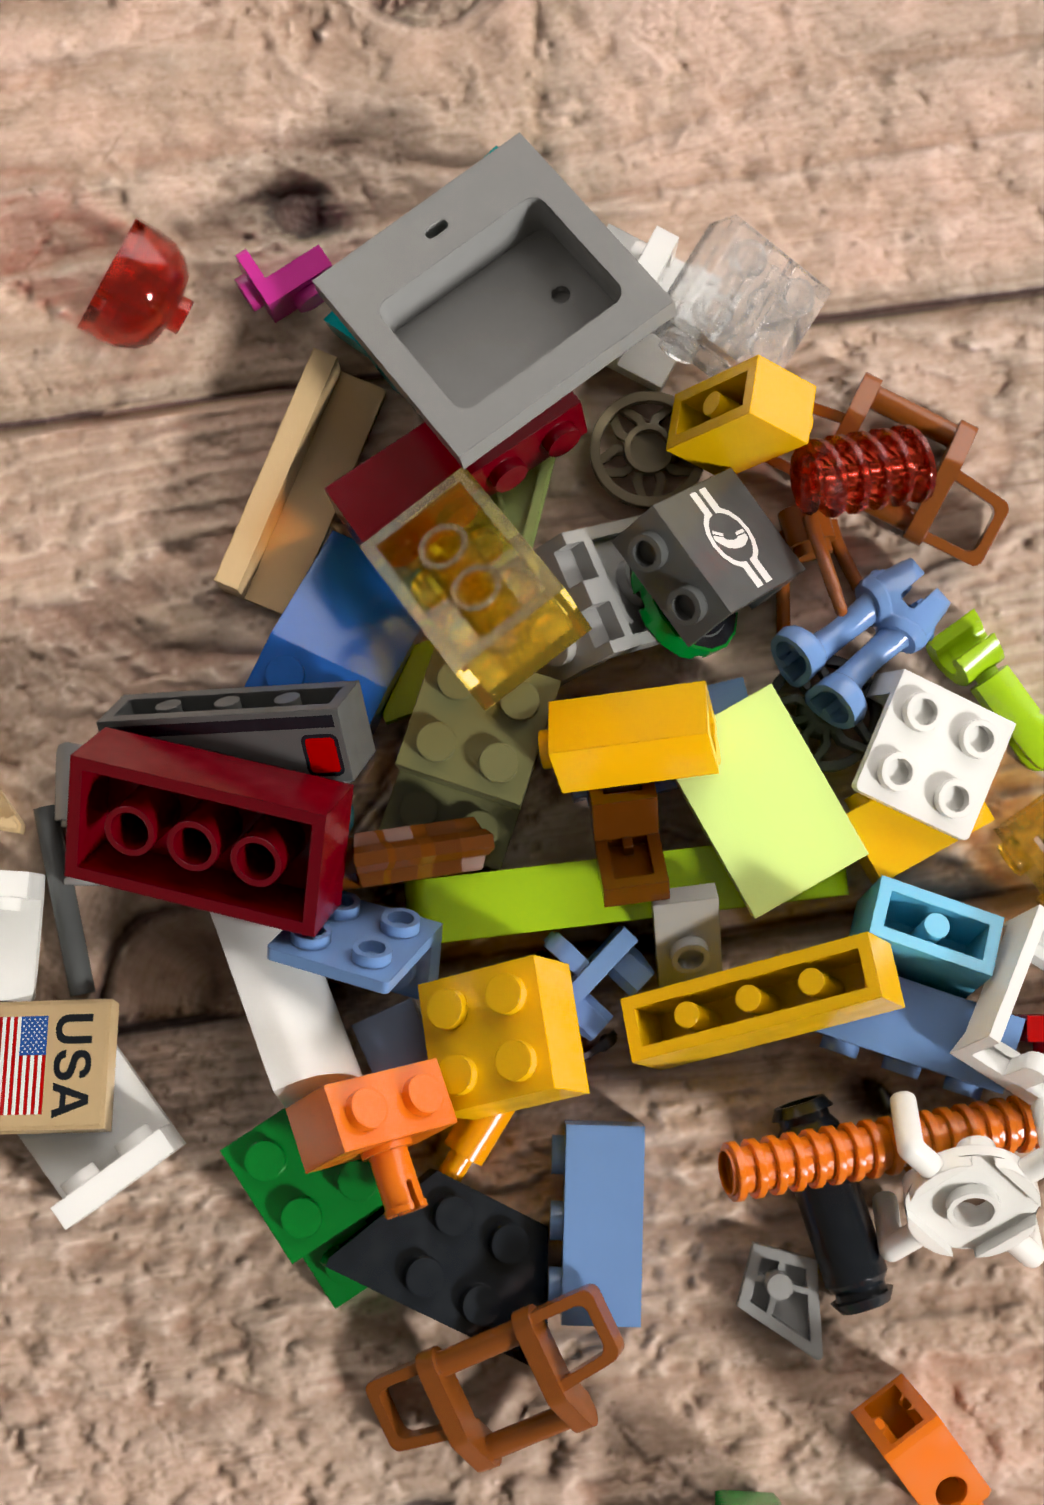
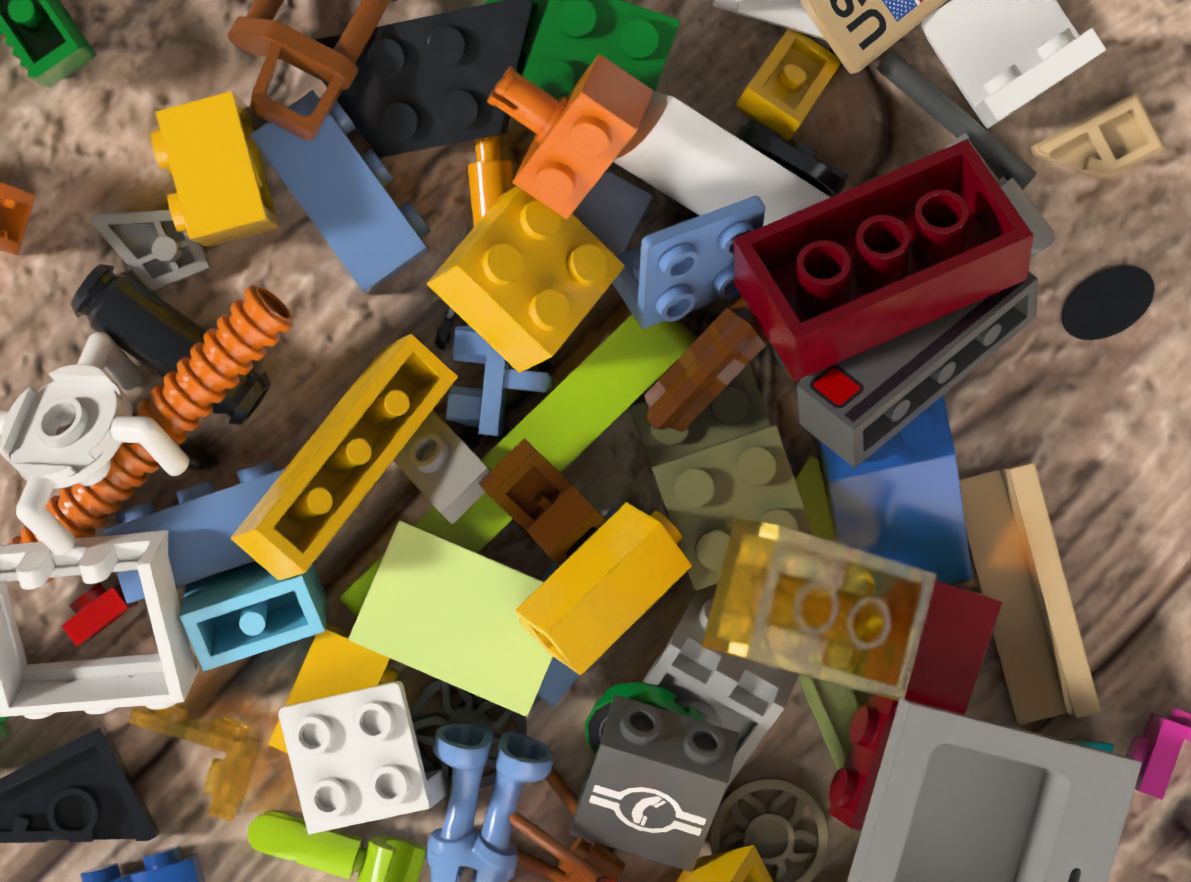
camera: 145 degrees right, 5 degrees up
(58, 664) = (1108, 303): none -> black sticker
(174, 1031) = (788, 83): none -> yellow slope
(214, 968) = (794, 157): none -> black wheel
(692, 1320) = (214, 170): none -> yellow brick

